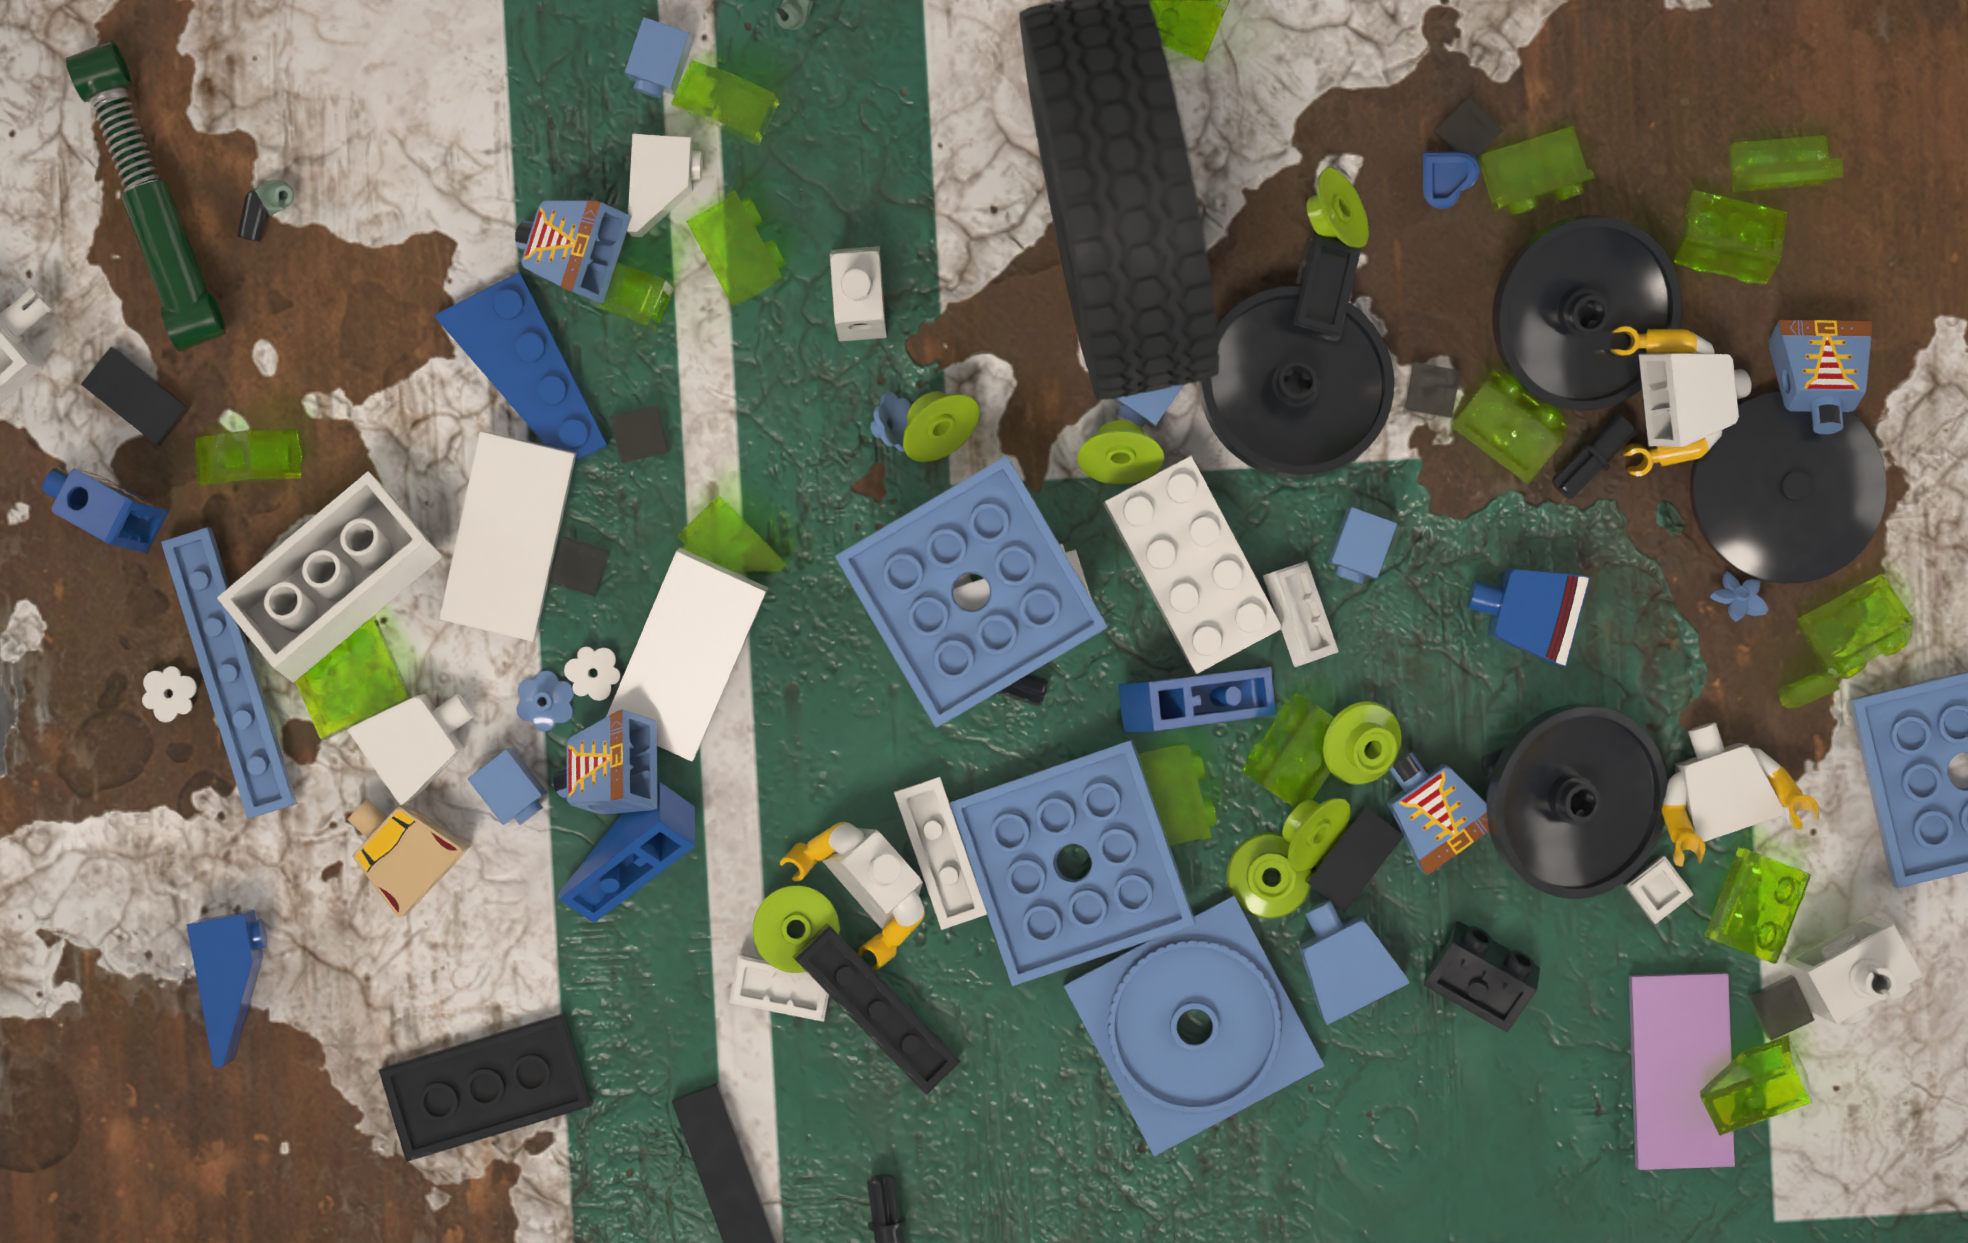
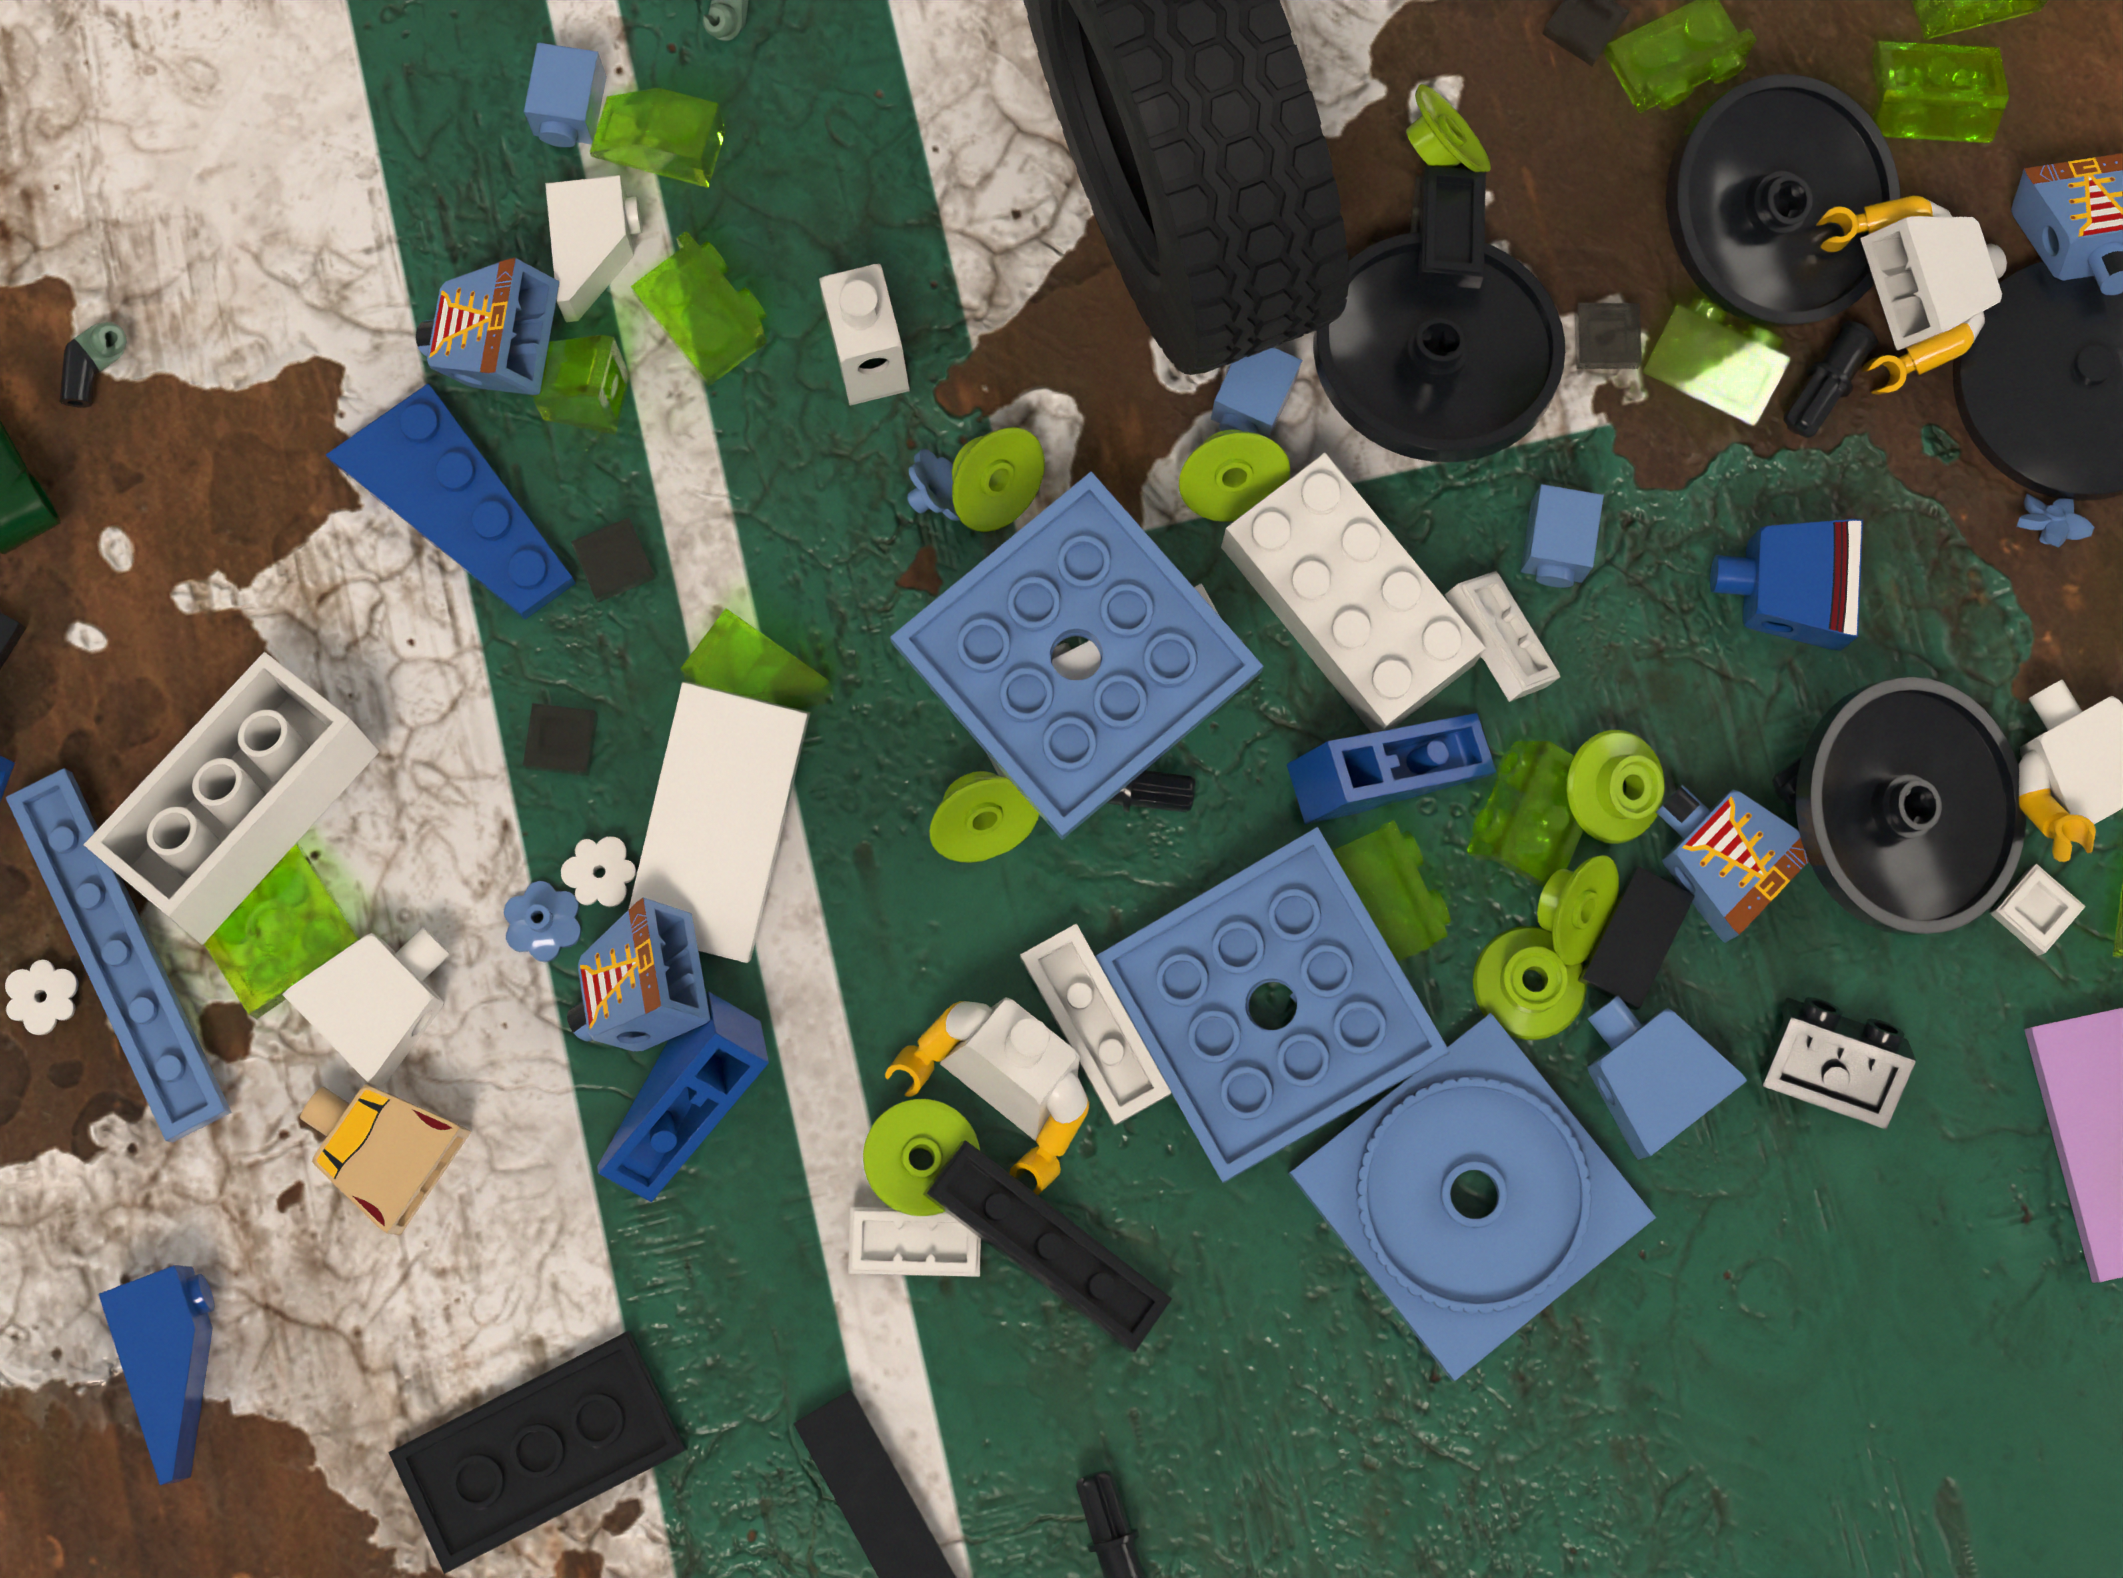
camera: 15 degrees left, 10 degrees down
(248, 457) = (108, 670): clear neon green slope -> none
(507, 535) = (460, 713): white tile -> none
(509, 787) = (509, 1038): medium blue brick -> none
(878, 685) = (981, 818): none -> lime piece
(1447, 175) = (1572, 74): blue tile -> none

